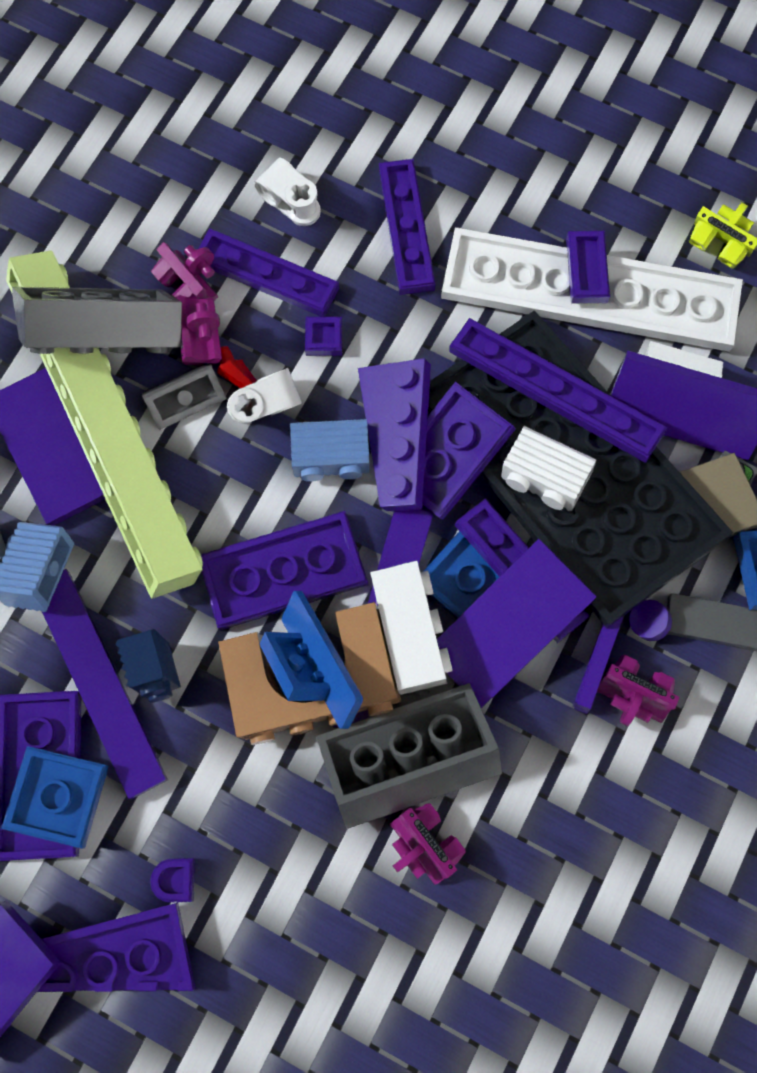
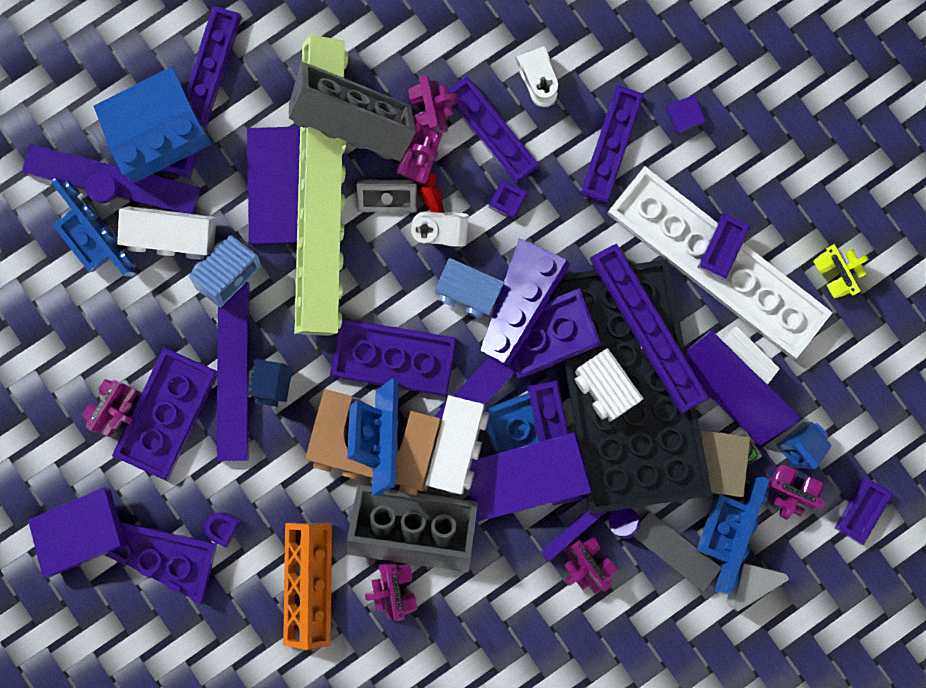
camera: 25 degrees right, 10 degrees up
(55, 797) = (170, 436): blue tile -> none
(321, 891) = (312, 585): none -> orange fence
(468, 159) = (685, 114): none -> dark purple tile

